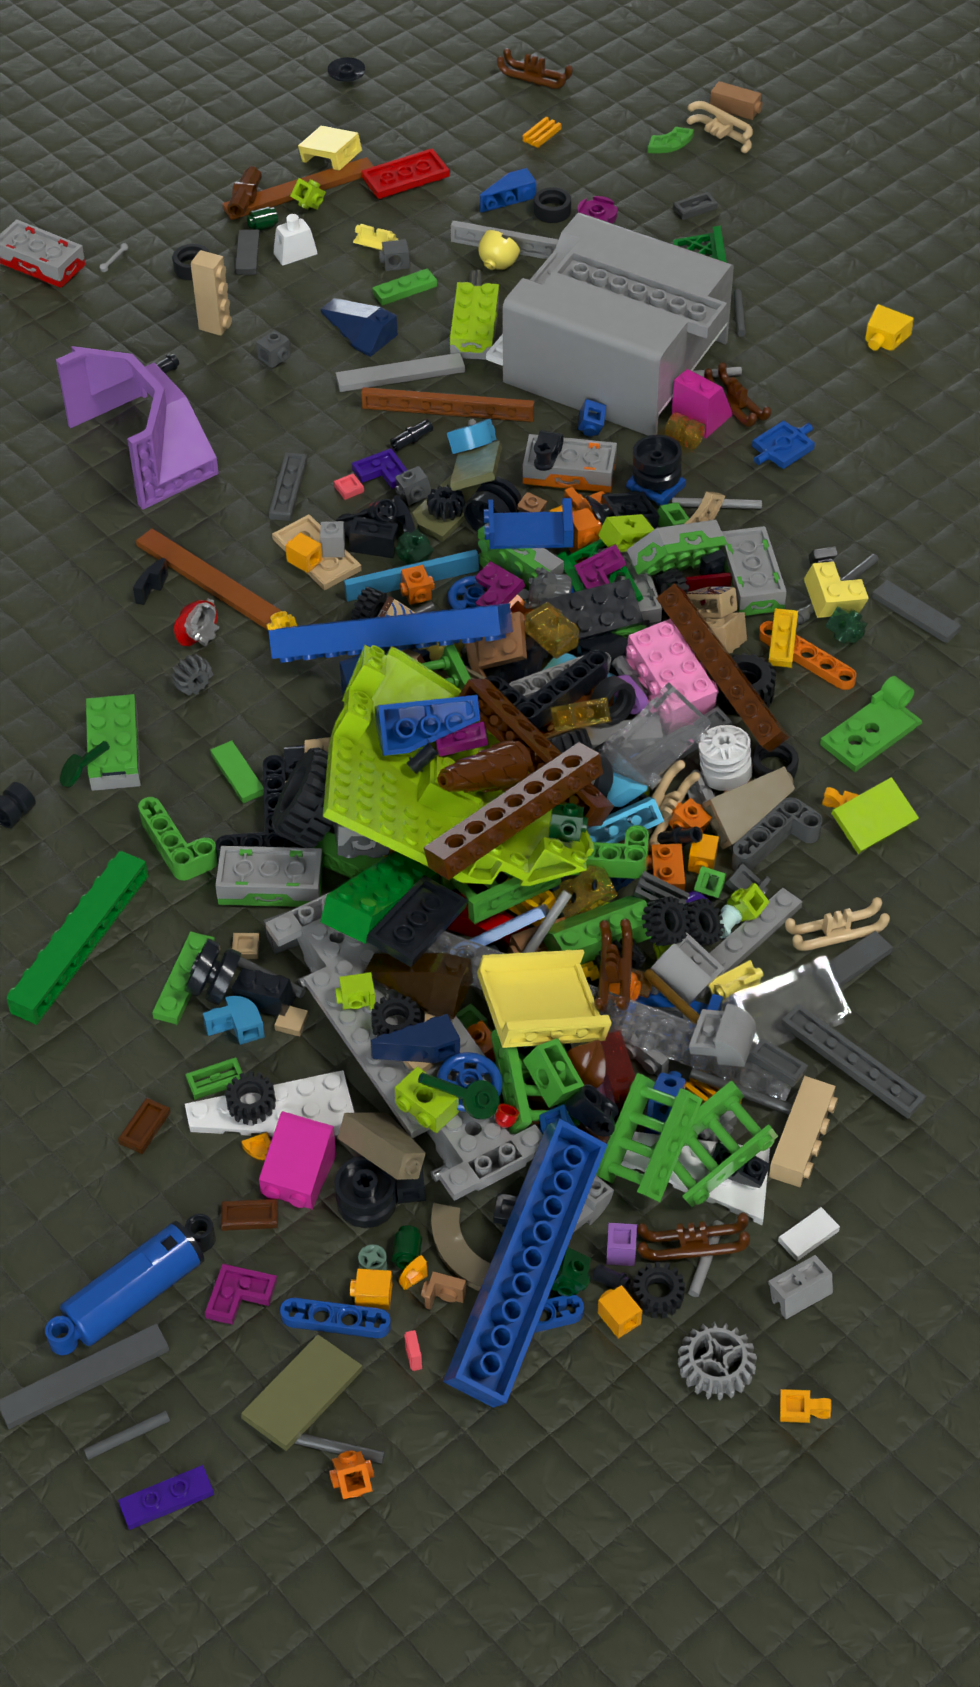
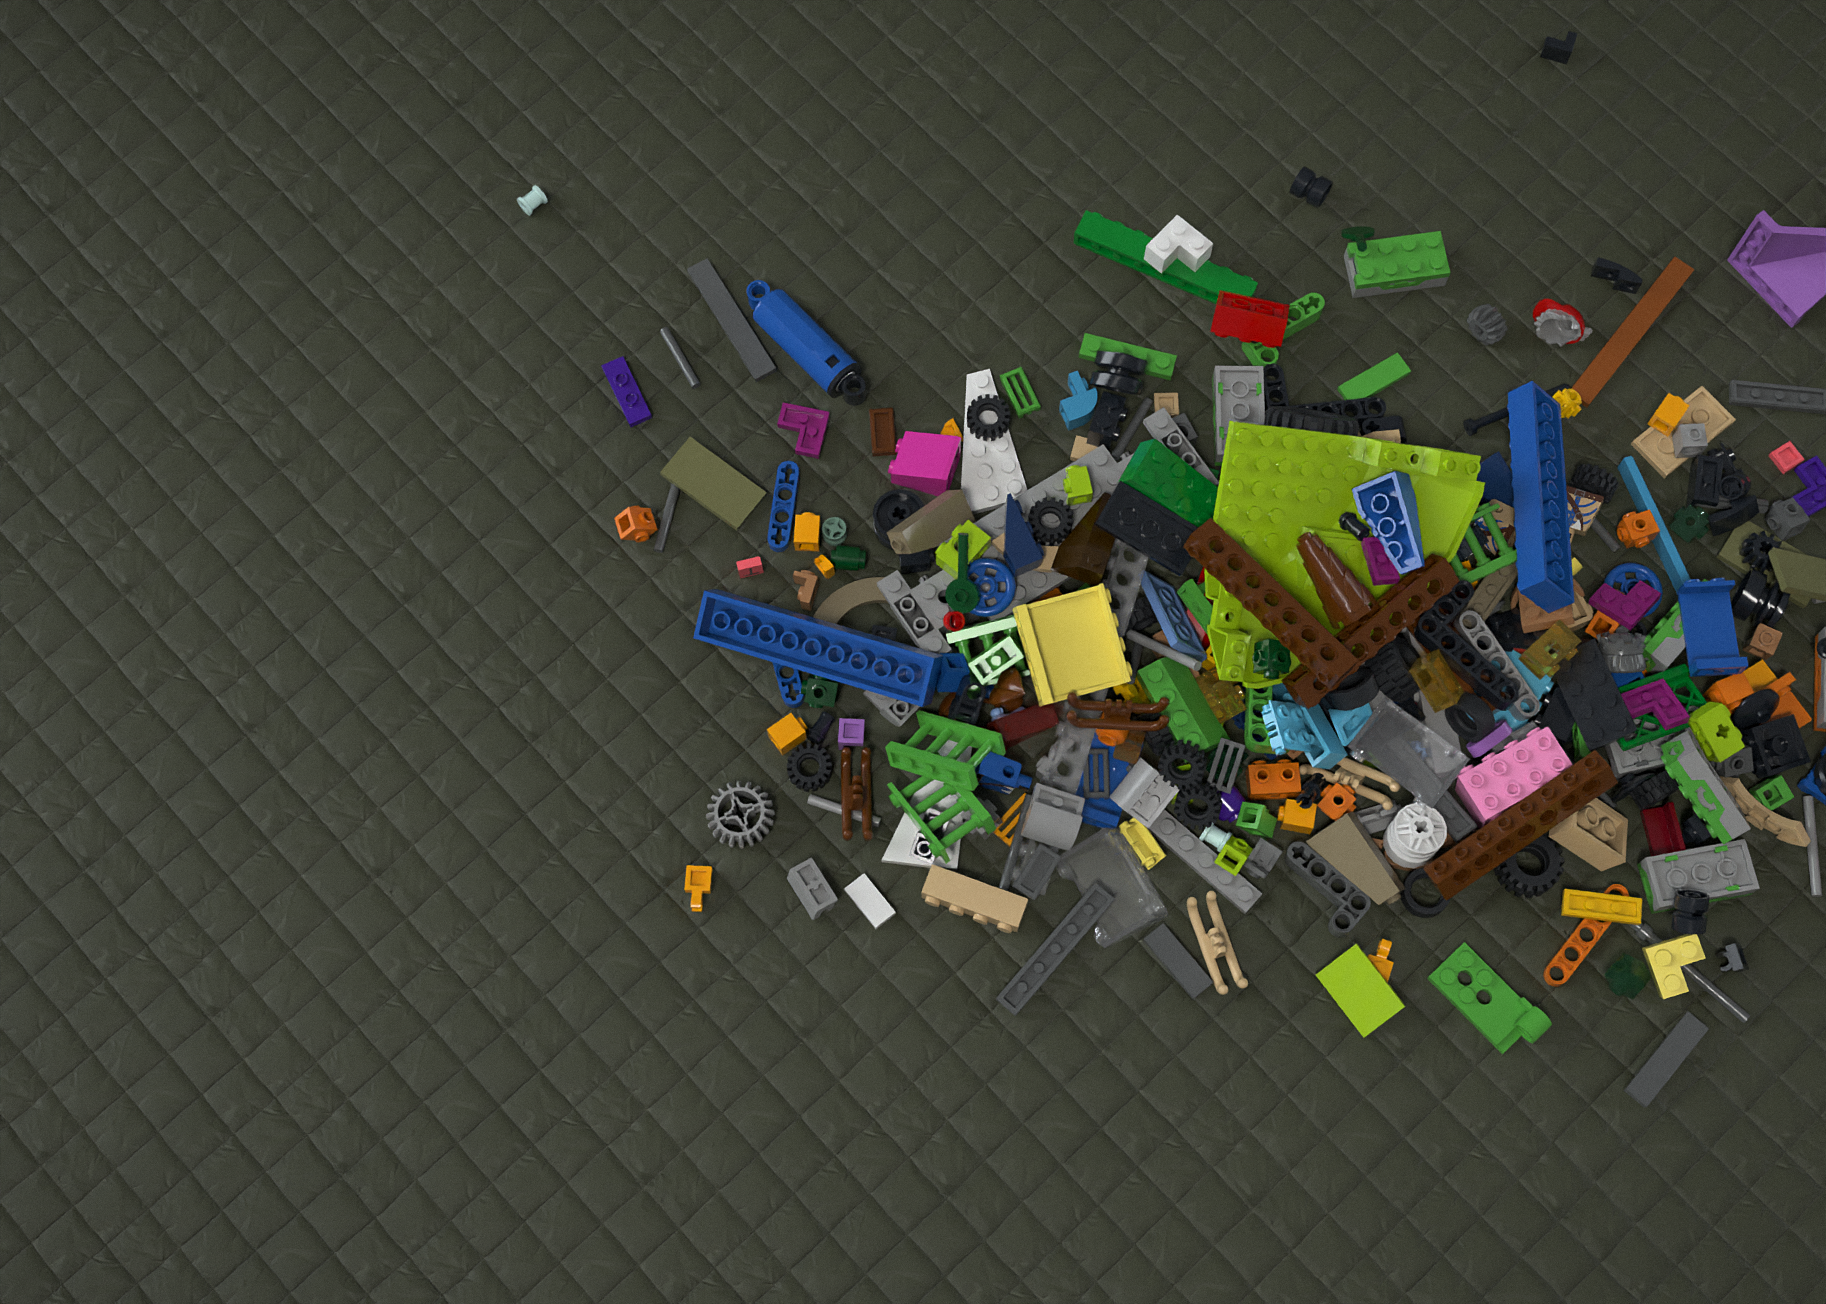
camera: 90 degrees right, 20 degrees up
(68, 908) = (1178, 241): none -> white brick
(144, 1125) = (969, 340): reddish brown tile -> none
(165, 852) = (1250, 319): none -> red slope
(297, 699) = (1472, 425): none -> black bar
(618, 828) = (1288, 726): none -> medium azure hinge
(671, 995) = (1109, 776): pearl gold bar -> none
(719, 601) = (1637, 828): tan torso -> none
(795, 568) = (1690, 911): none -> black wheel

